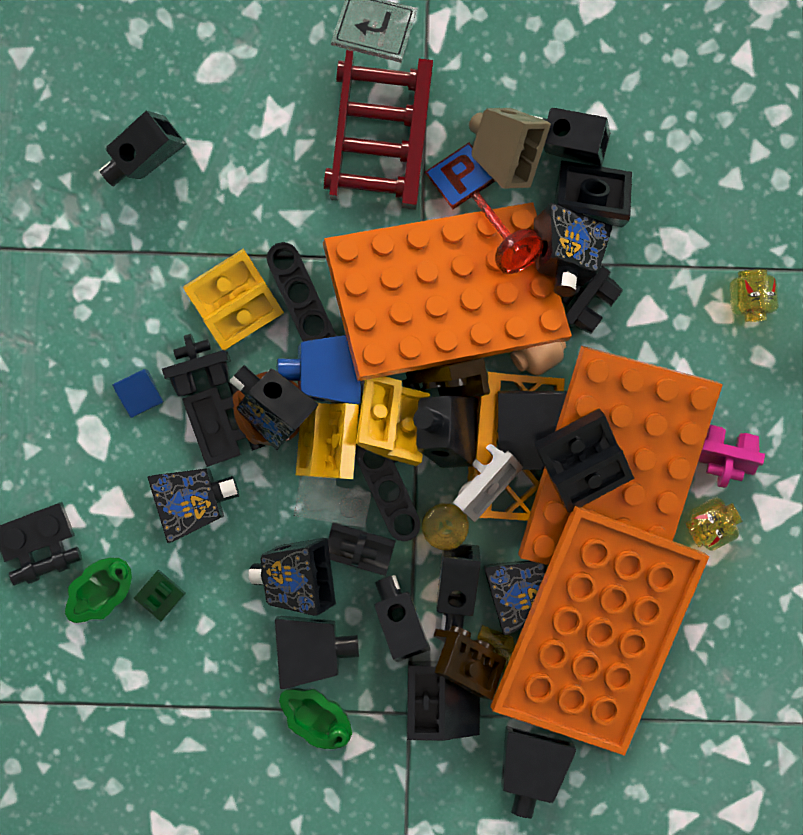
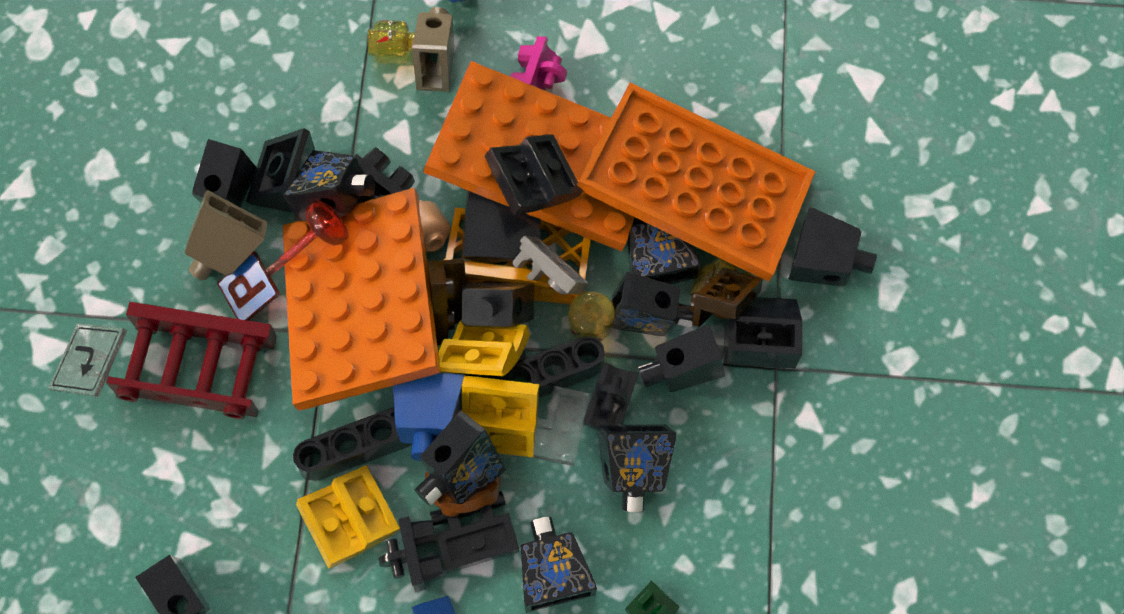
camera: 85 degrees left, 20 degrees down
(310, 649) = (712, 455): black torso -> none
(316, 718) = (781, 451): green arm -> none
(714, 523) = (600, 85): clear yellow head -> none
(746, 342) = (433, 35): none -> dark tan torso

